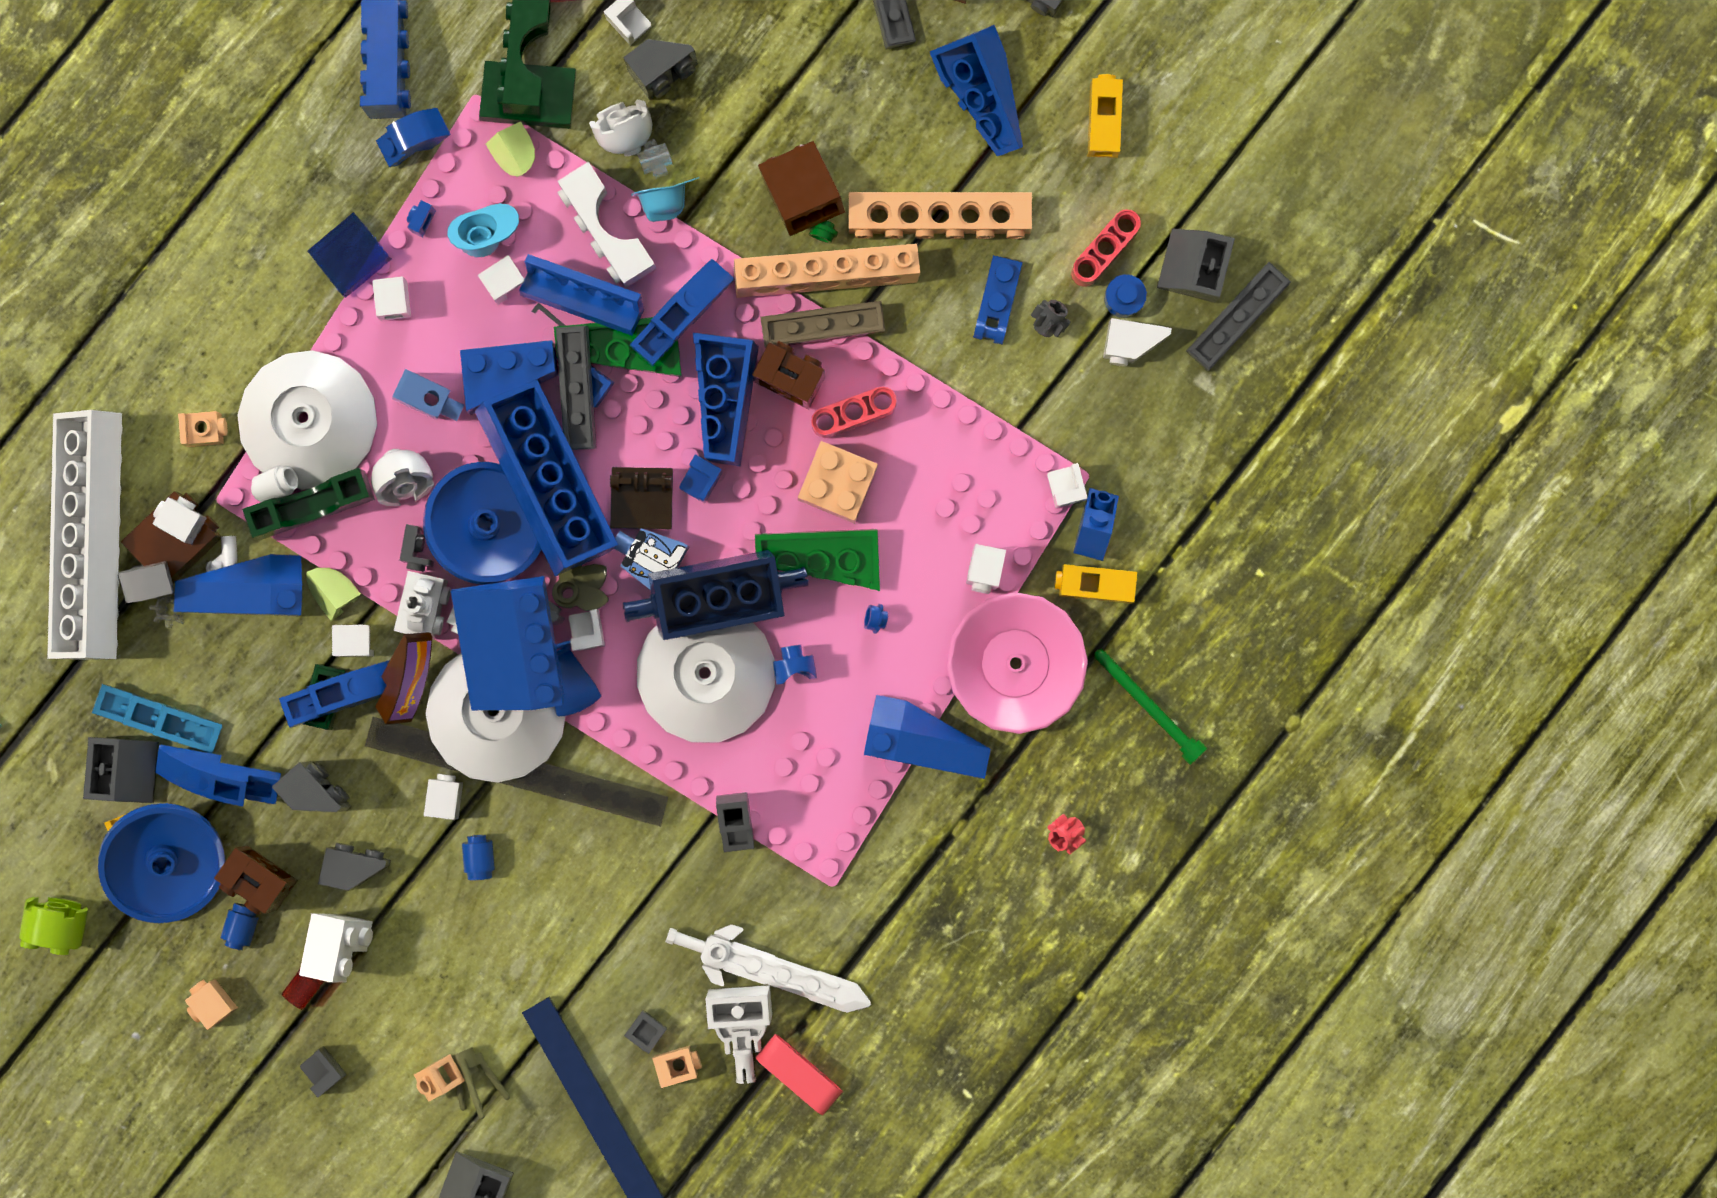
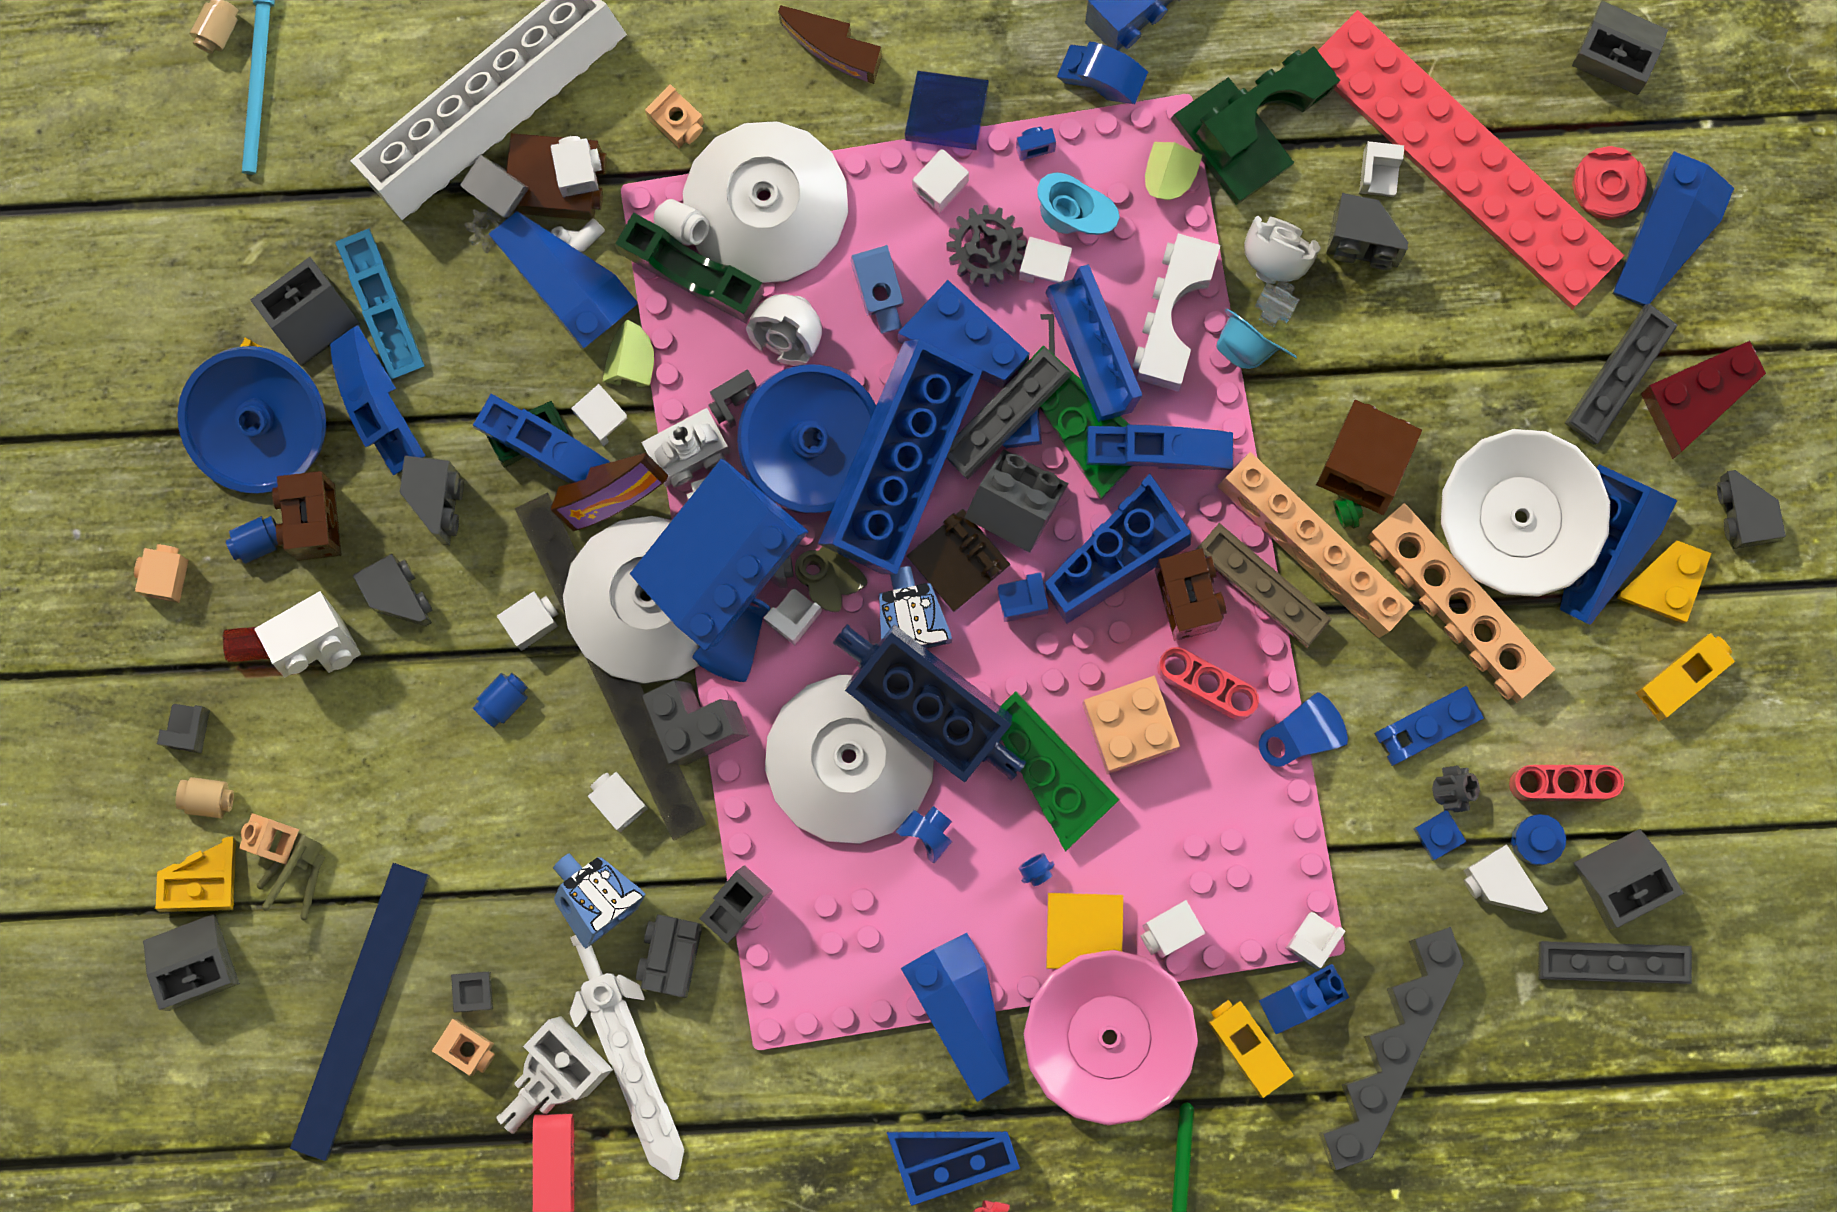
camera: 55 degrees right, 5 degrees down
(53, 925) = (114, 372): lime brick -> none
(242, 289) = (832, 43): none -> reddish brown slope
(377, 1096) = (204, 797): none -> tan brick
(427, 1143) = (200, 881): none -> yellow wing
(455, 320) = (973, 253): none -> dark grey gear
(598, 758) = (688, 730): none -> dark grey brick
(605, 840) = (616, 800): none -> white brick
(636, 429) = (1016, 500): none -> dark grey slope
(653, 906) = (594, 897): none -> torso
(731, 890) = (670, 955): none -> dark grey brick
(928, 94) = (1556, 491): none -> white dish
(934, 620) = (1082, 926): none -> yellow tile
(935, 377) = (1306, 731): none -> blue piece
(1006, 826) = (950, 1160): none -> blue wedge
(1039, 74) = (1669, 582): none -> yellow wing
(1069, 353) = (1439, 835): none -> blue plate
(1175, 496) = (1395, 1050): none -> dark grey brick

